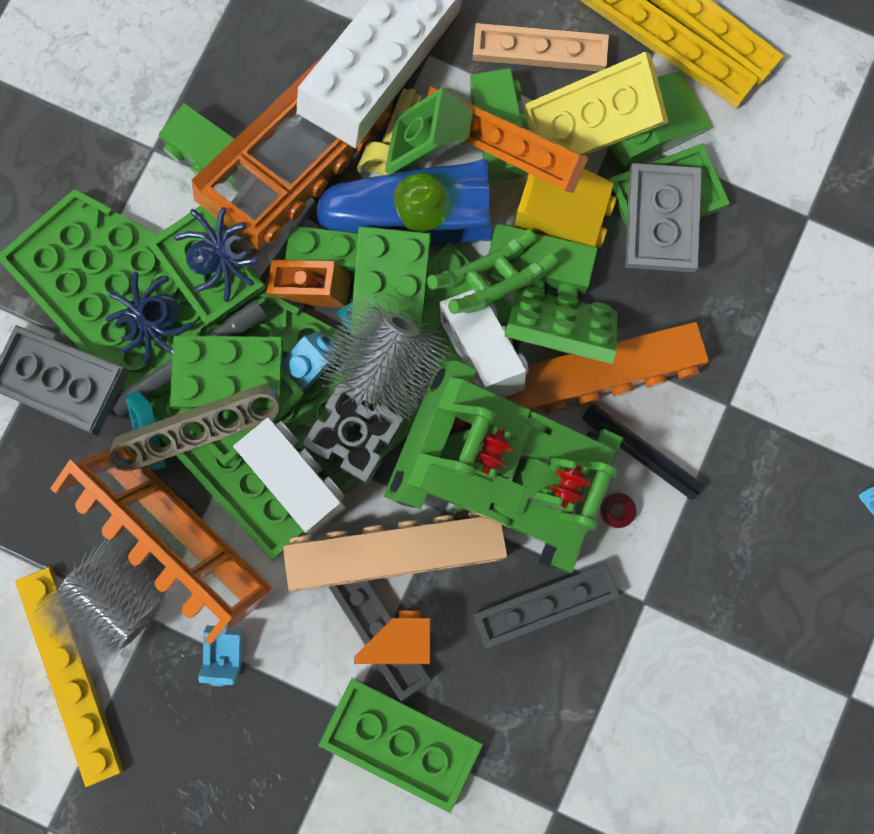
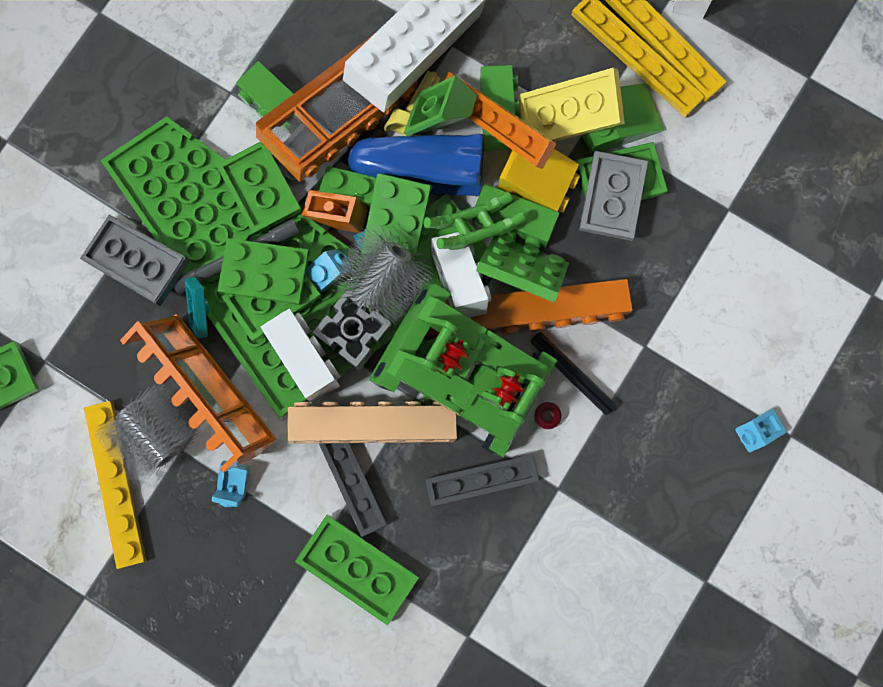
camera: 10 degrees right, 0 degrees up
(148, 317) = (209, 221): dark blue animal -> none
(181, 440) = (223, 318): dark tan beam -> none
(217, 253) = (268, 179): dark blue animal -> none
(399, 642) = (365, 491): orange slope -> none
(421, 201) = (427, 160): clear neon green hair -> none
(540, 47) = (538, 51): light nougat plate -> none

